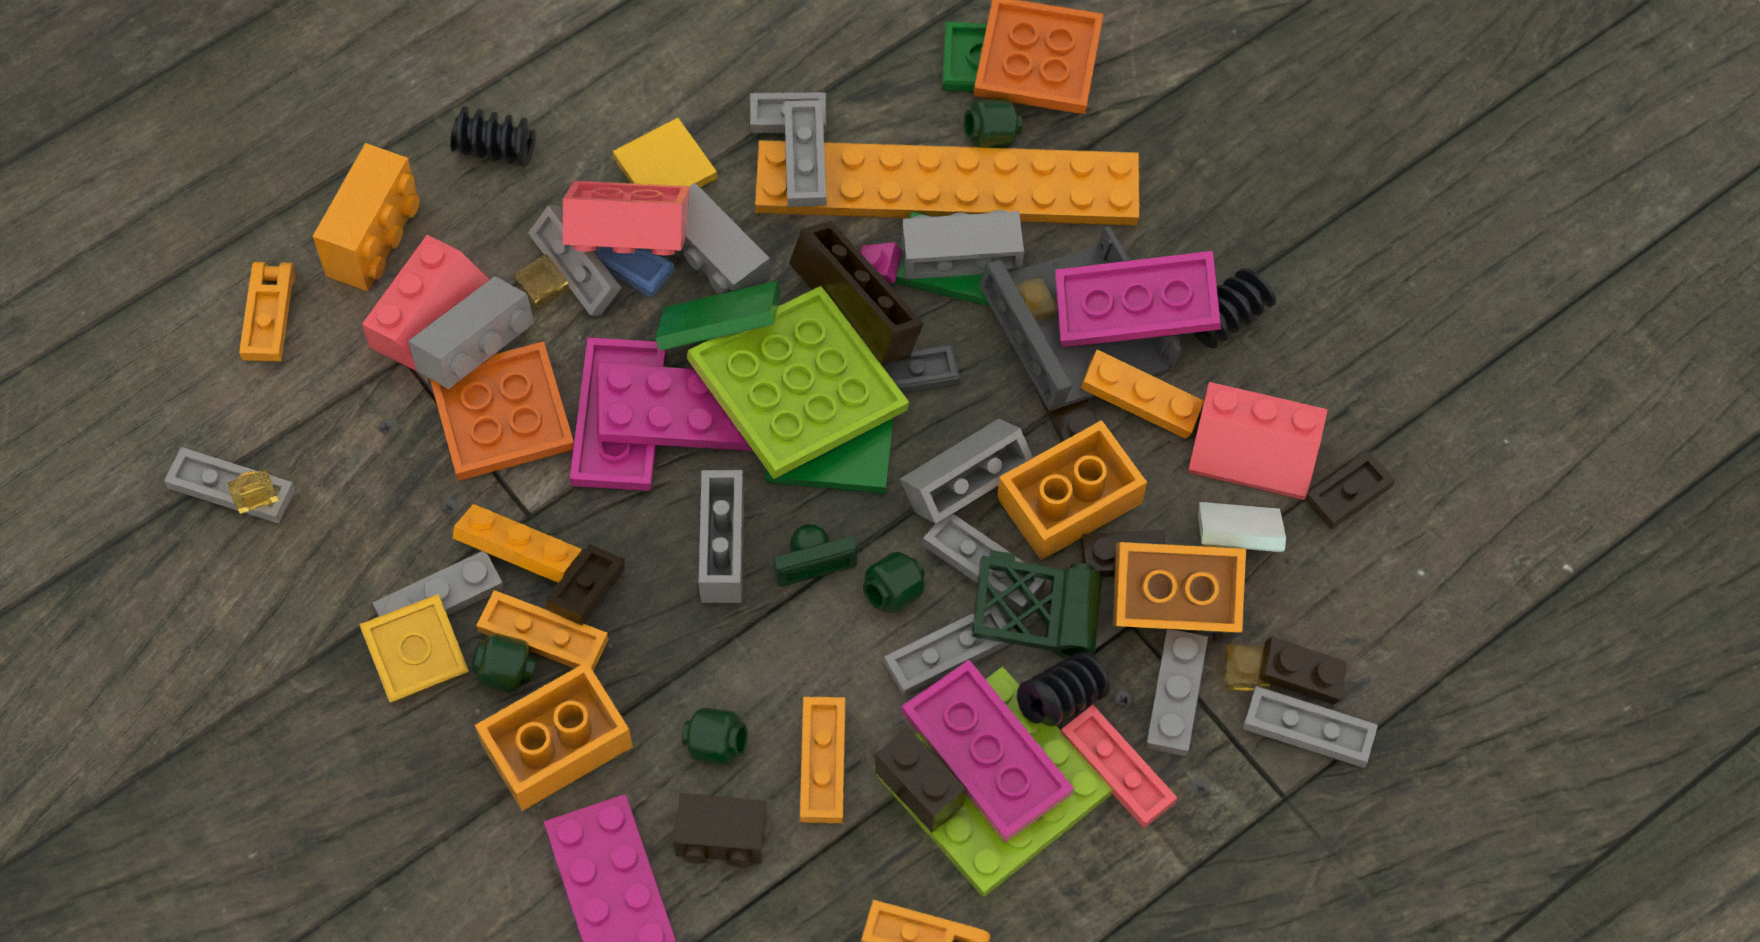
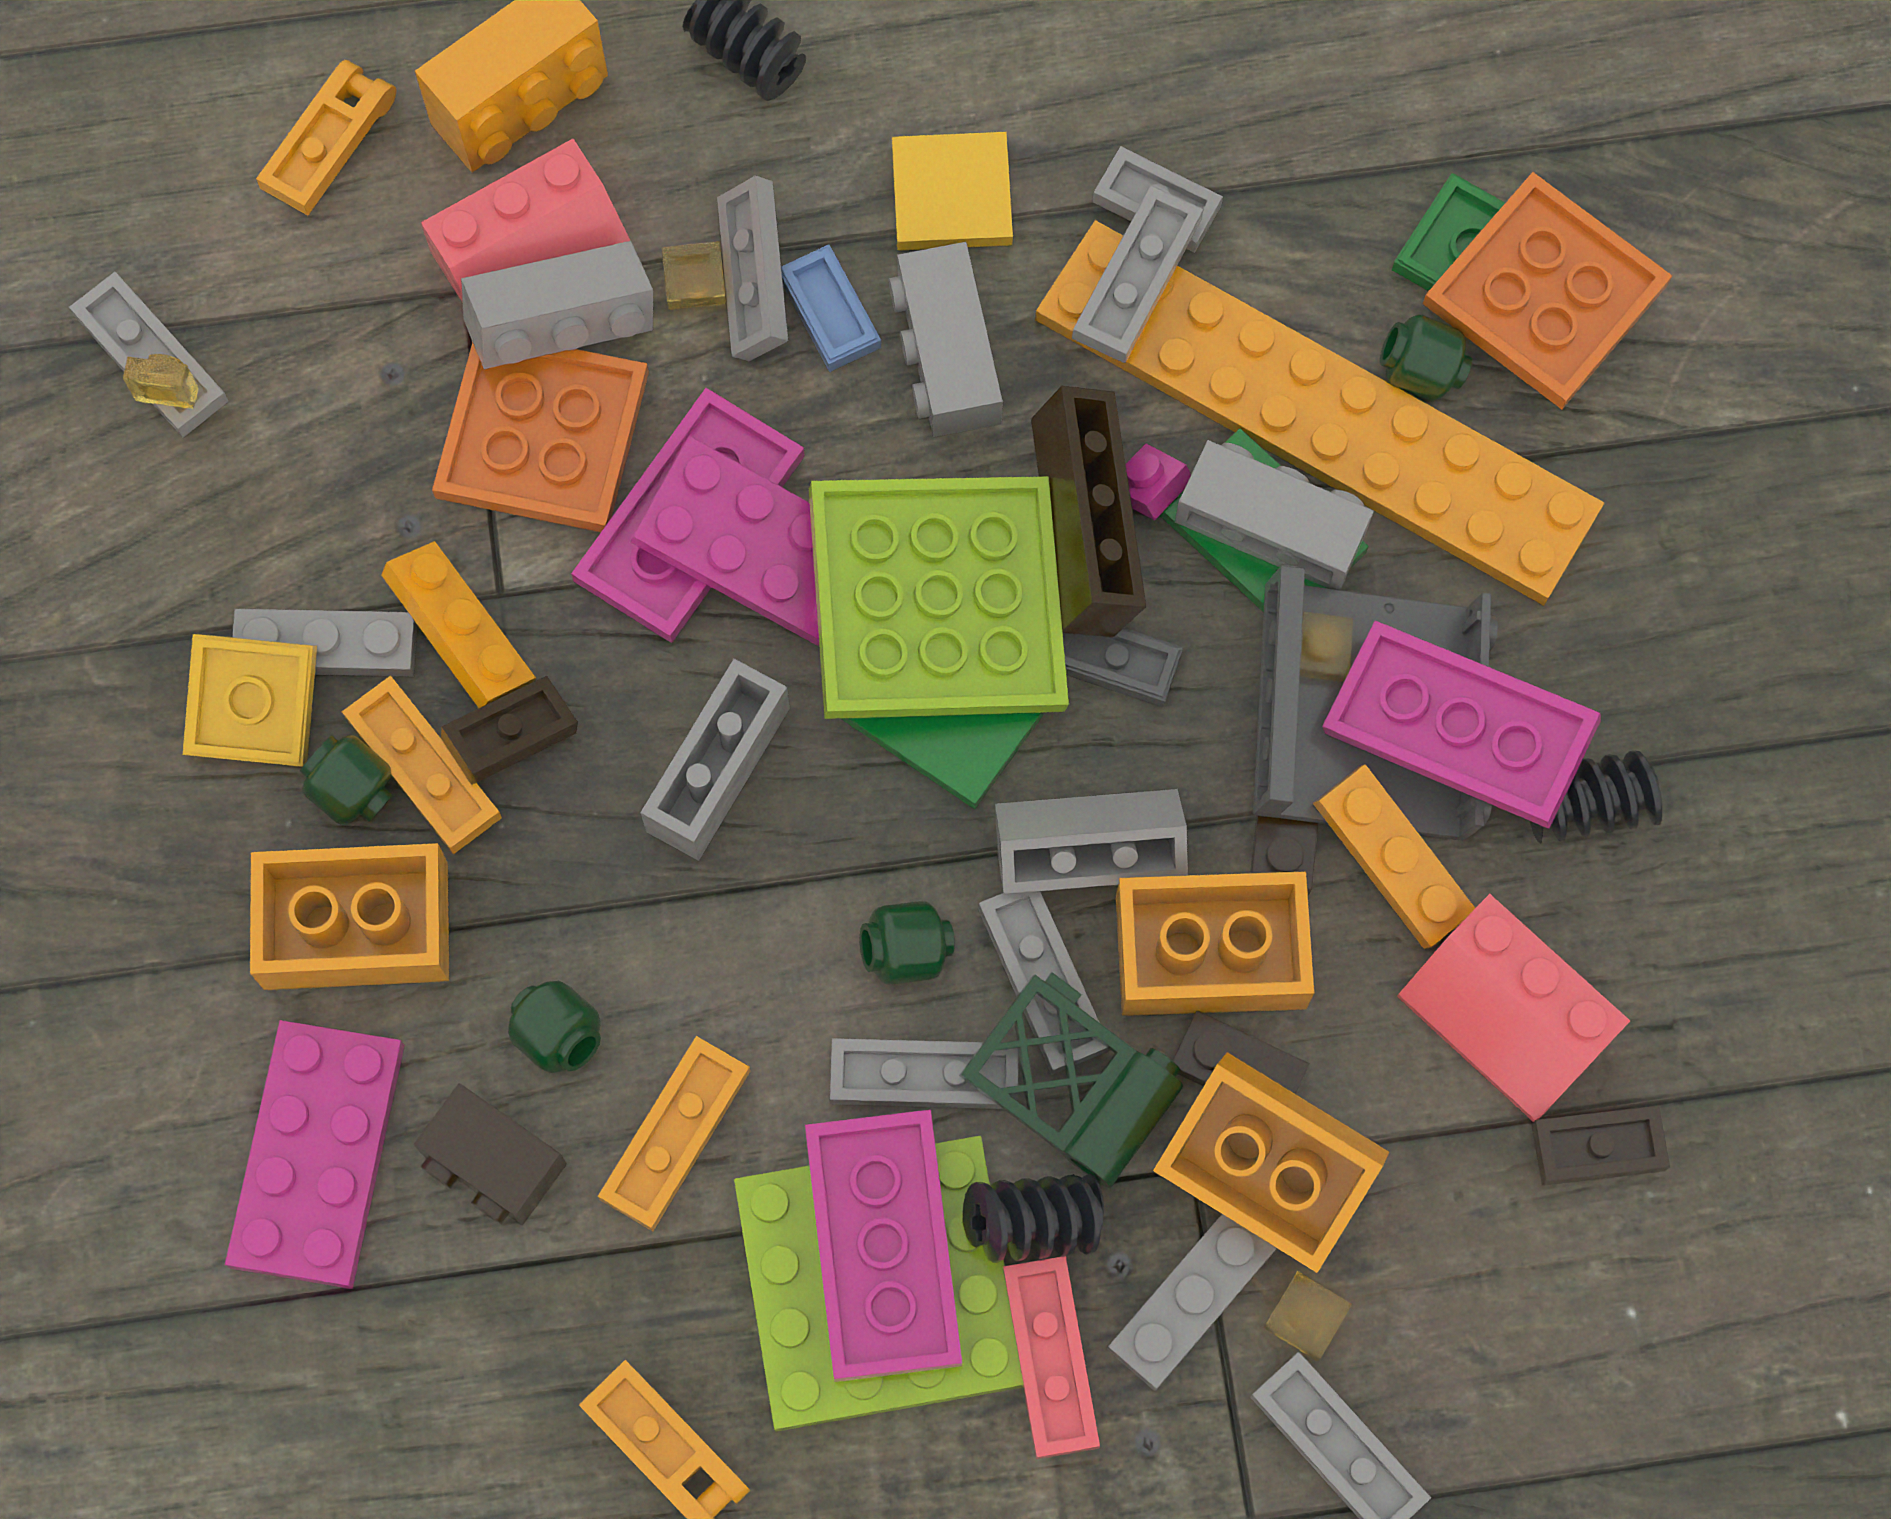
camera: 30 degrees right, 10 degrees up
(625, 217) = (840, 245): coral slope -> none
(718, 315) = (886, 449): green tile -> none
(813, 556) = (824, 847): dark green tile -> none
(919, 780) = (768, 1238): dark brown brick -> none
(1241, 527) = (1412, 1120): light aqua tile -> none
(1302, 670) = (1377, 1364): dark brown plate -> none

